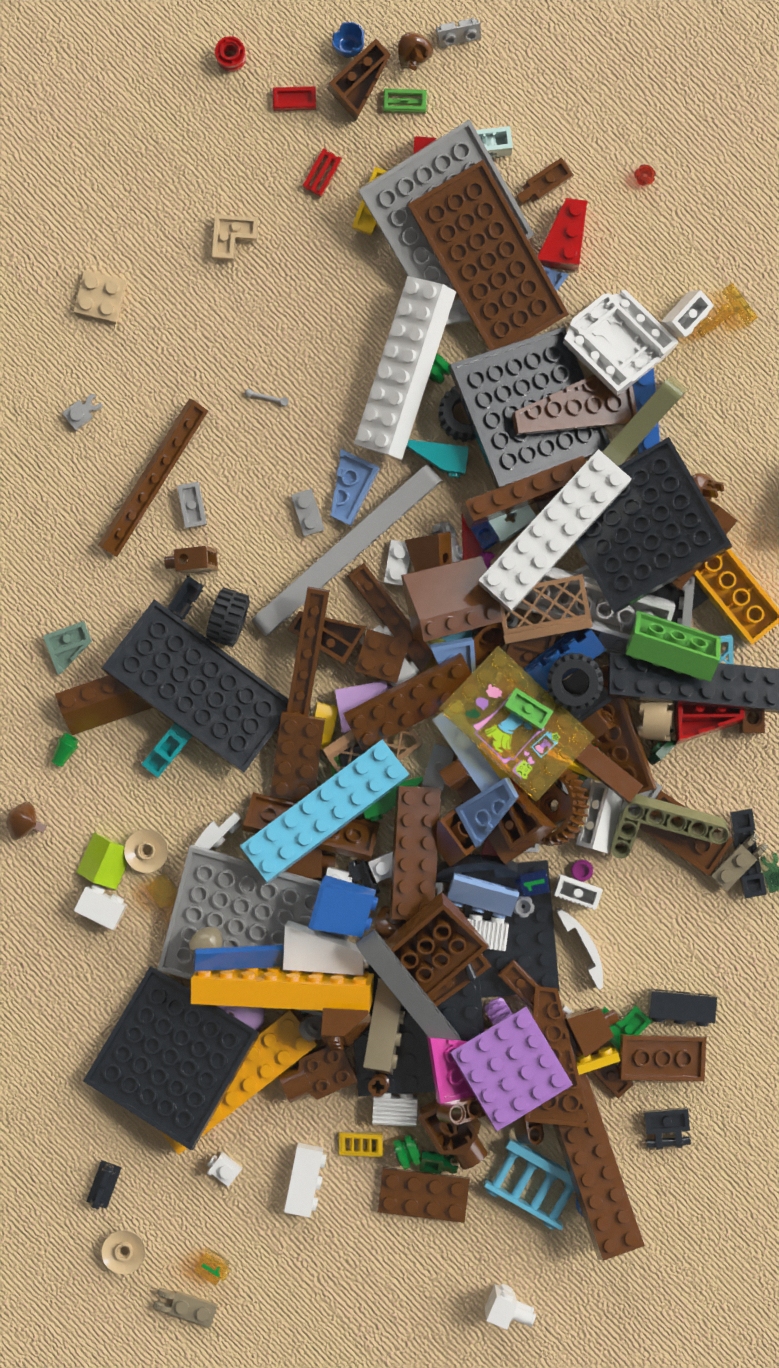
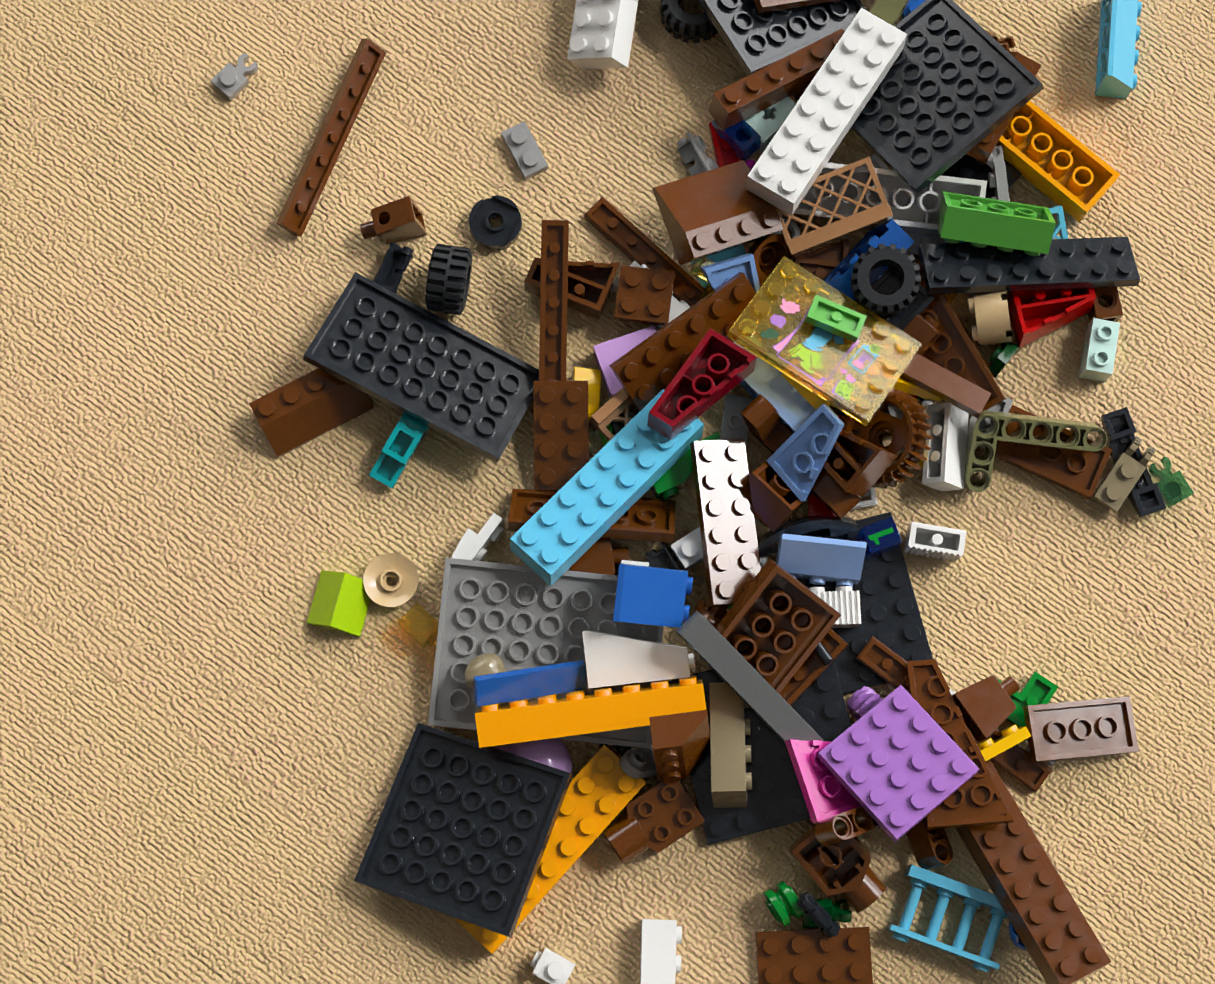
camera: 20 degrees left, 10 degrees down
(23, 820) = (230, 567): reddish brown piece -> none
(64, 749) = (270, 473): green cone -> none
(67, 644) = (255, 347): sand green wing -> none
(101, 907) = (344, 657): white brick -> none
(192, 505) = (383, 162): light grey plate -> none
(262, 573) = (497, 237): none -> black plate
(284, 401) = (474, 29): light grey hinge -> none
(347, 549) = (579, 183): light grey beam -> none
(352, 486) = (573, 111): medium blue wing -> none
(369, 1152) = (746, 902): yellow slope -> none
(384, 1080) = (740, 825): reddish brown bush -> none
(395, 1110) = (758, 853): white brick -> none
(397, 563) = (642, 199): white plate -> none
(412, 743) = (702, 381): none -> dark red wedge
(430, 550) = (679, 161): reddish brown torso -> none
(431, 1167) = (818, 914): none -> black axle
(444, 457) = (672, 60): teal slope -> none
(529, 907) = (879, 567): light grey plate -> none
(582, 870) = (935, 515): magenta tile -> none
(596, 969) = (977, 637): white slope -> none
(667, 1121) = (1103, 810): black plate -> none
(681, 1007) = (1091, 663): black brick -> none
(740, 757) = (1099, 350): none -> light aqua brick

